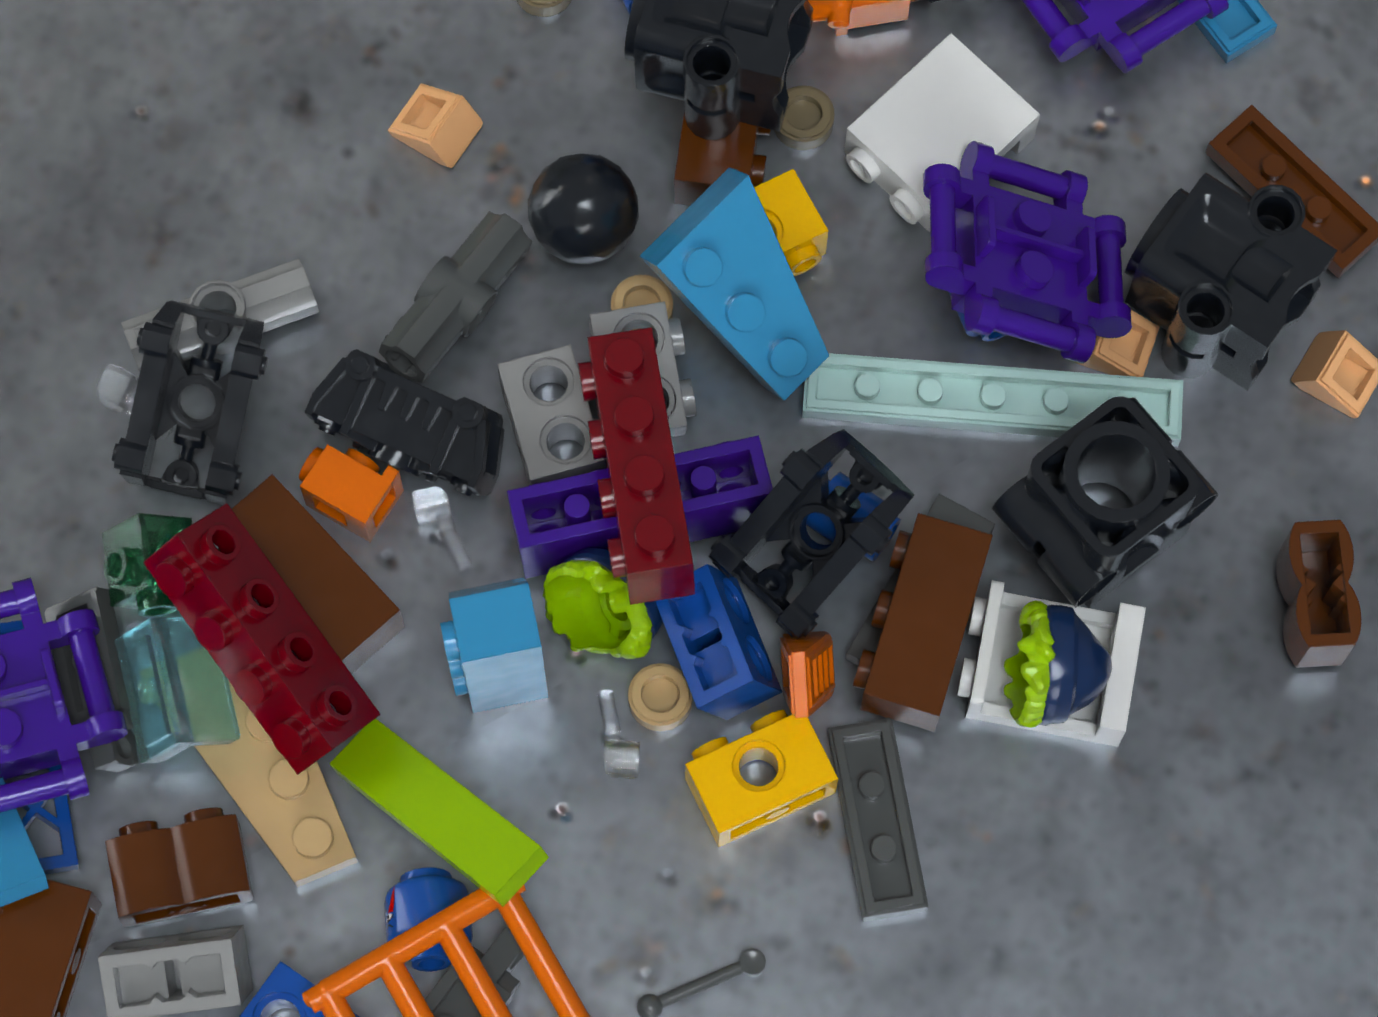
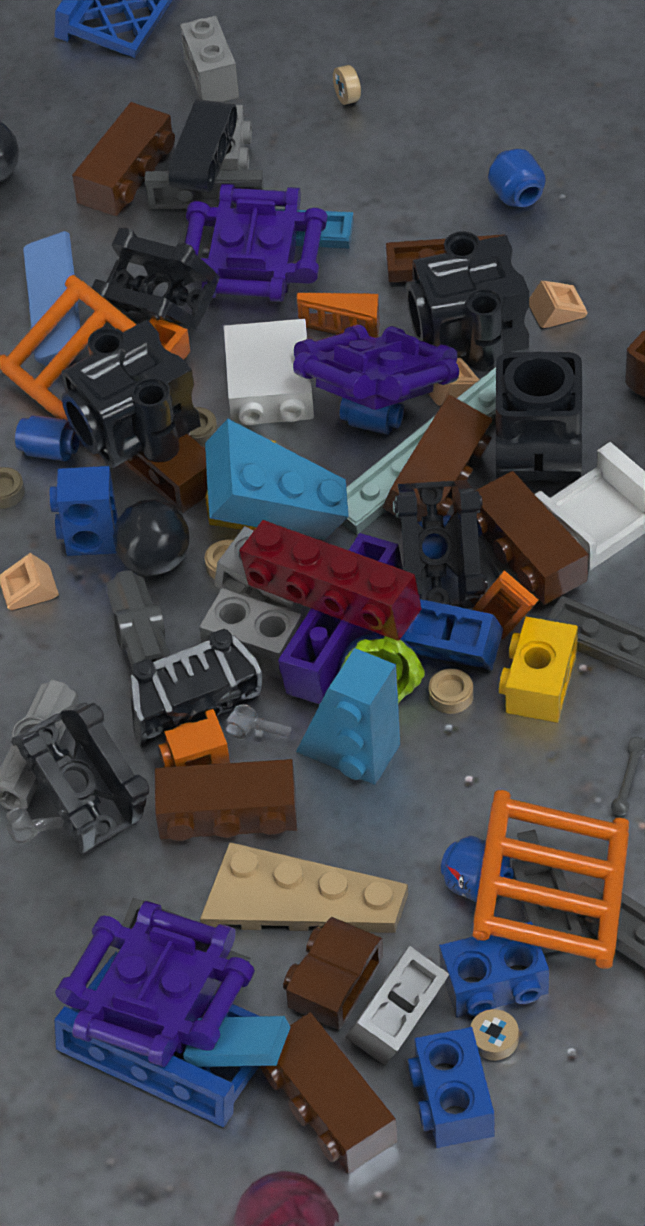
camera: 45 degrees left, 20 degrees down
(125, 551) = (145, 864): clear green brick -> none
(174, 690) = (227, 896): clear light blue panel -> none
(256, 641) = (247, 827): dark red brick -> none
(439, 811) = (424, 813): lime tile -> none
(556, 106) = (85, 510): none -> blue brick
(620, 756) = (465, 730): clear hand -> none
(960, 433) = (444, 452): none -> reddish brown brick
(1056, 666) = (604, 496): hair -> none
(1106, 151) = (347, 311): none -> orange slope

